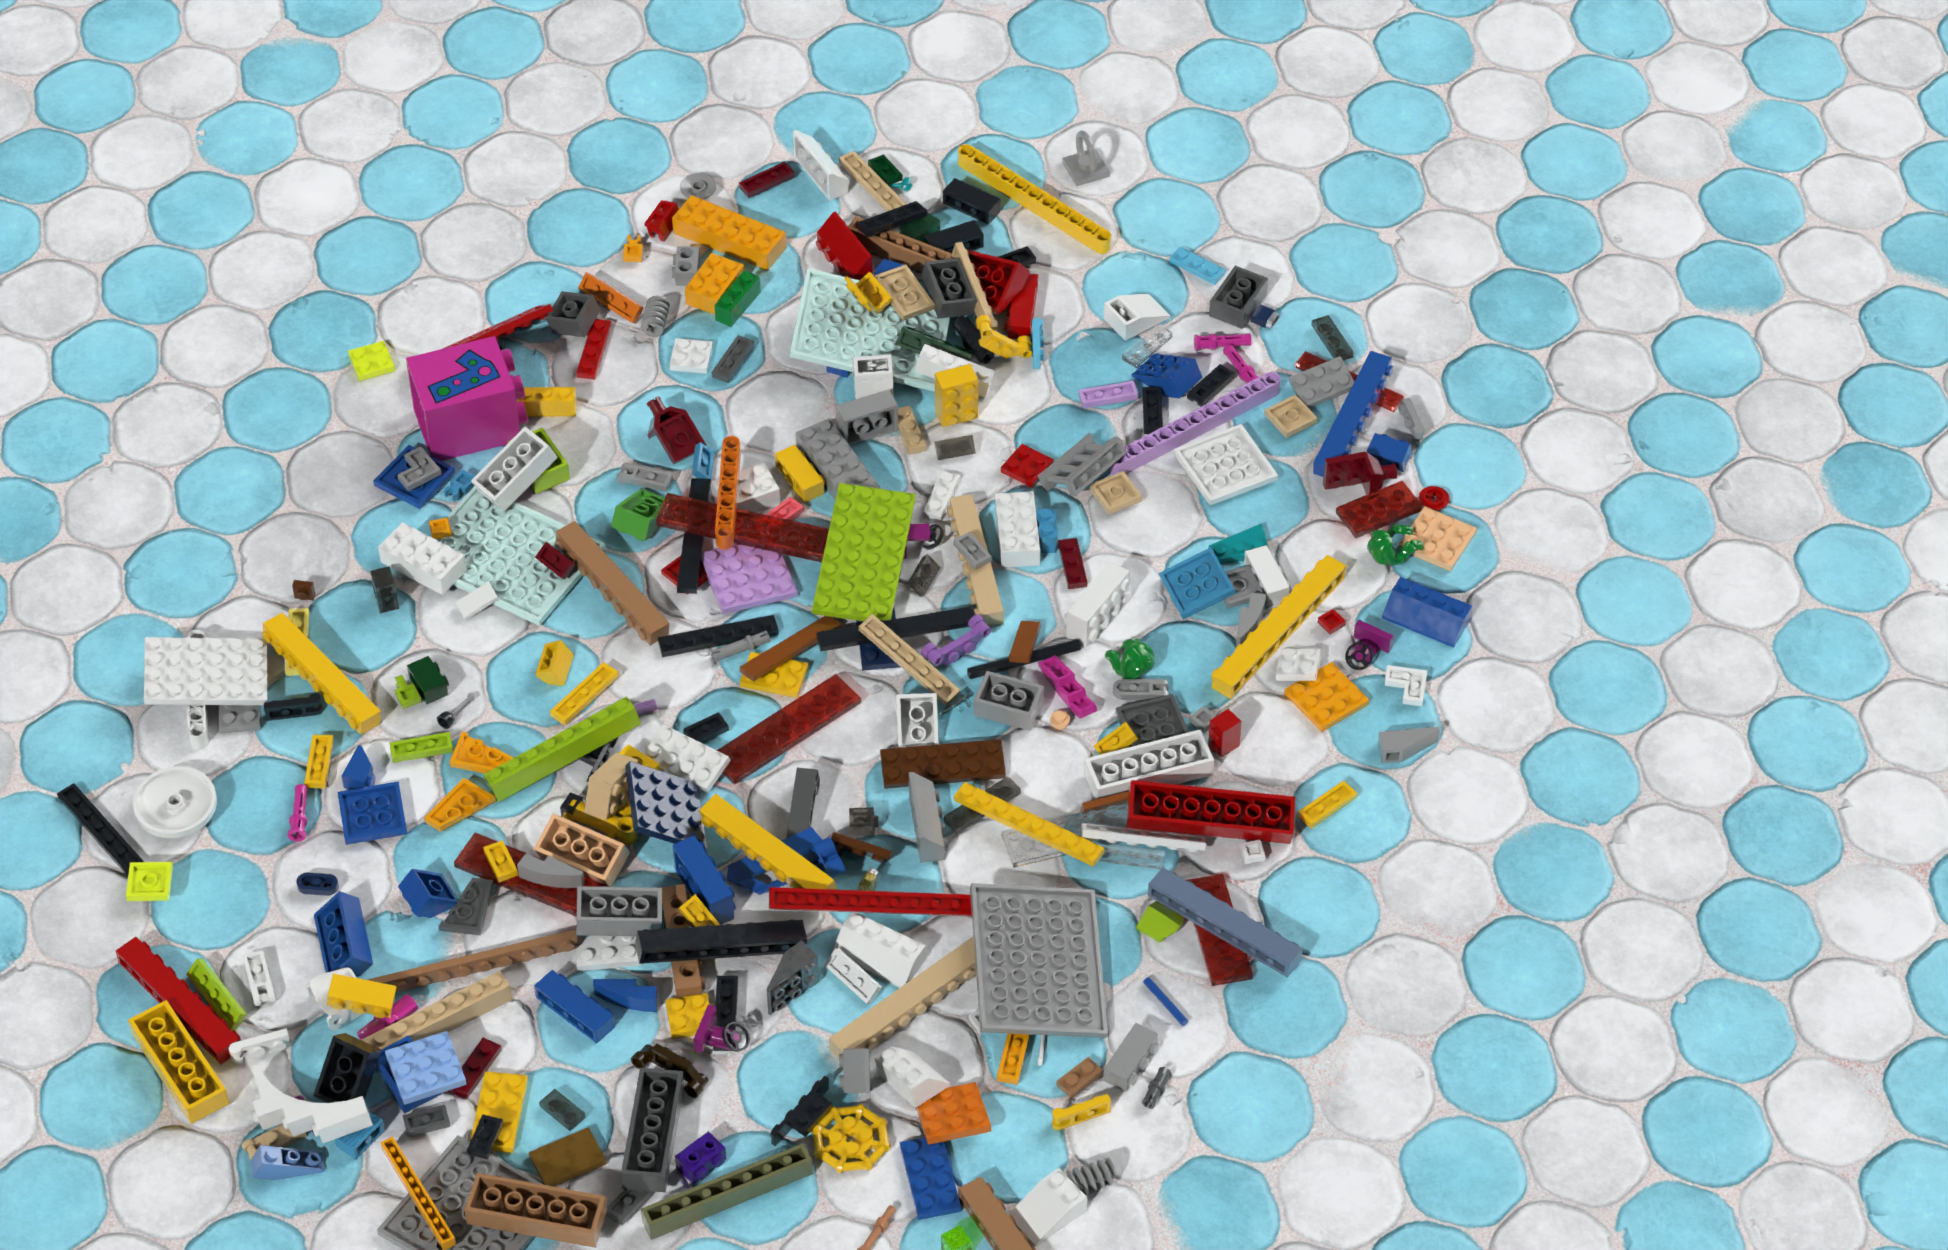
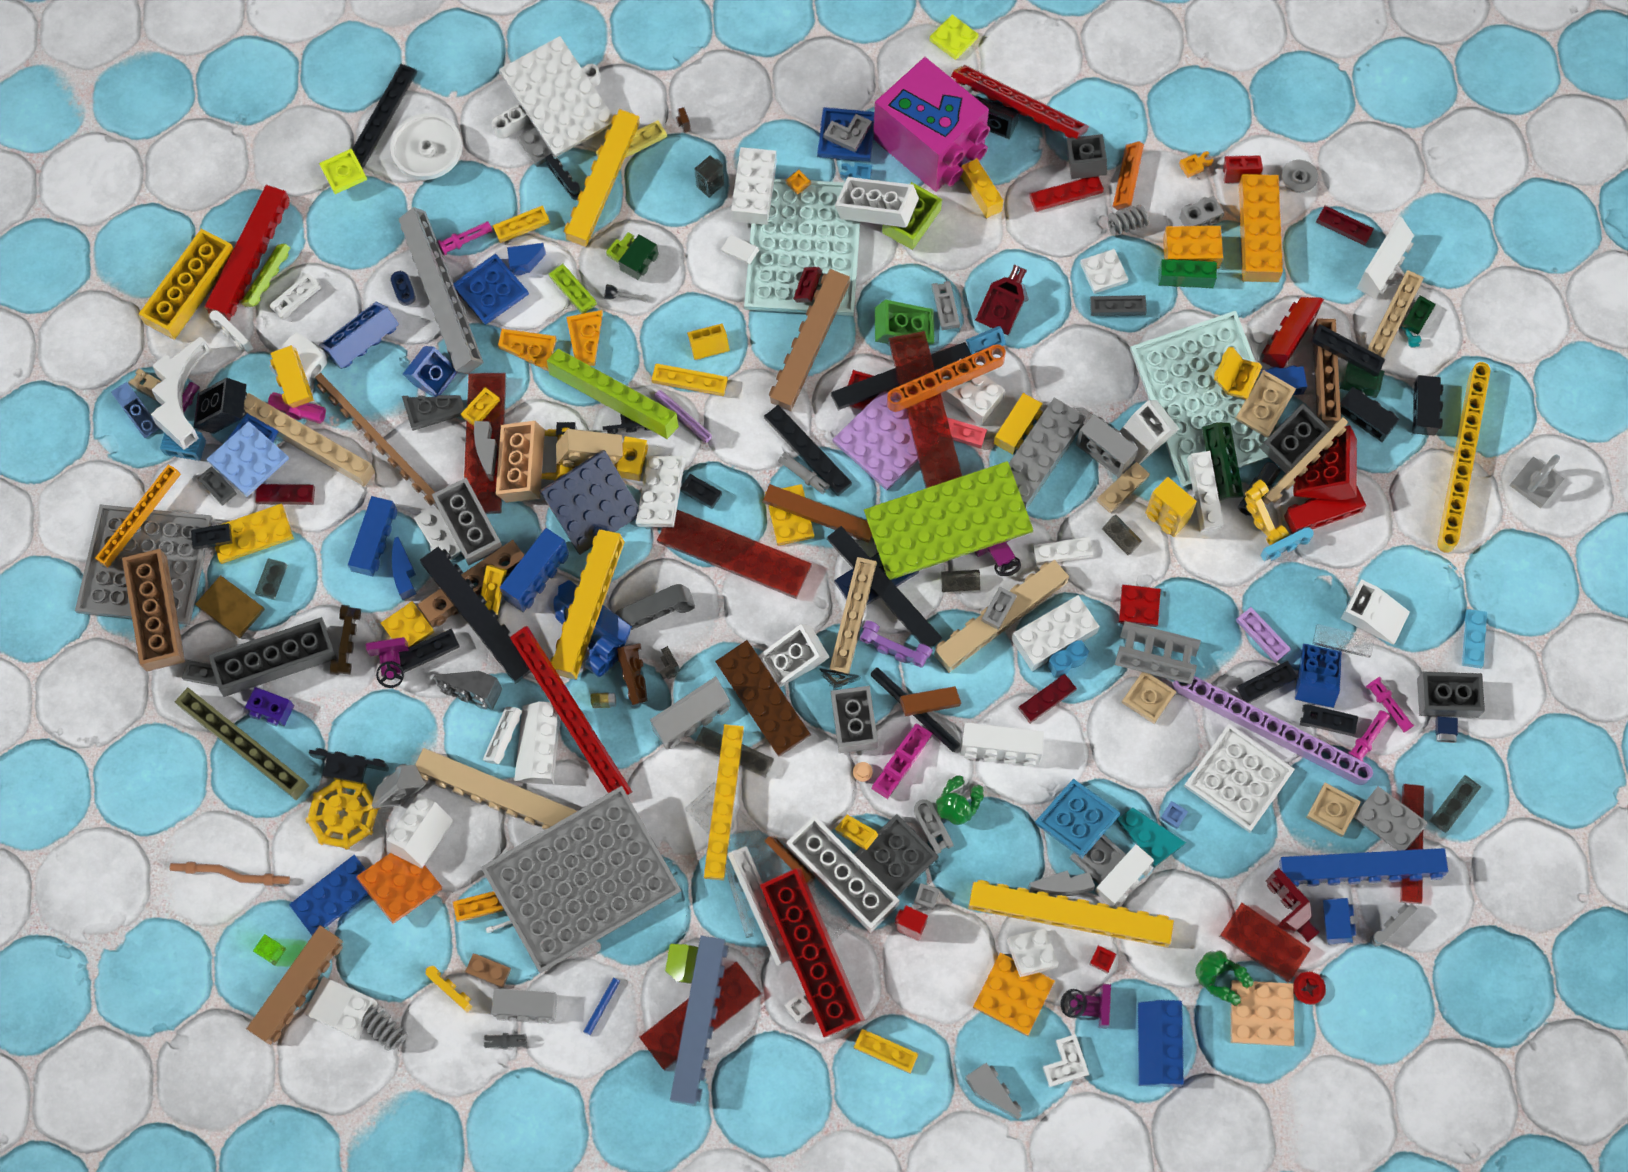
camera: 65 degrees right, 20 degrees up
(345, 850) = (440, 291): none -> light grey brick
(1023, 256) = (1378, 477): black plate -> none
(1232, 521) = (1174, 815): none -> medium blue plate

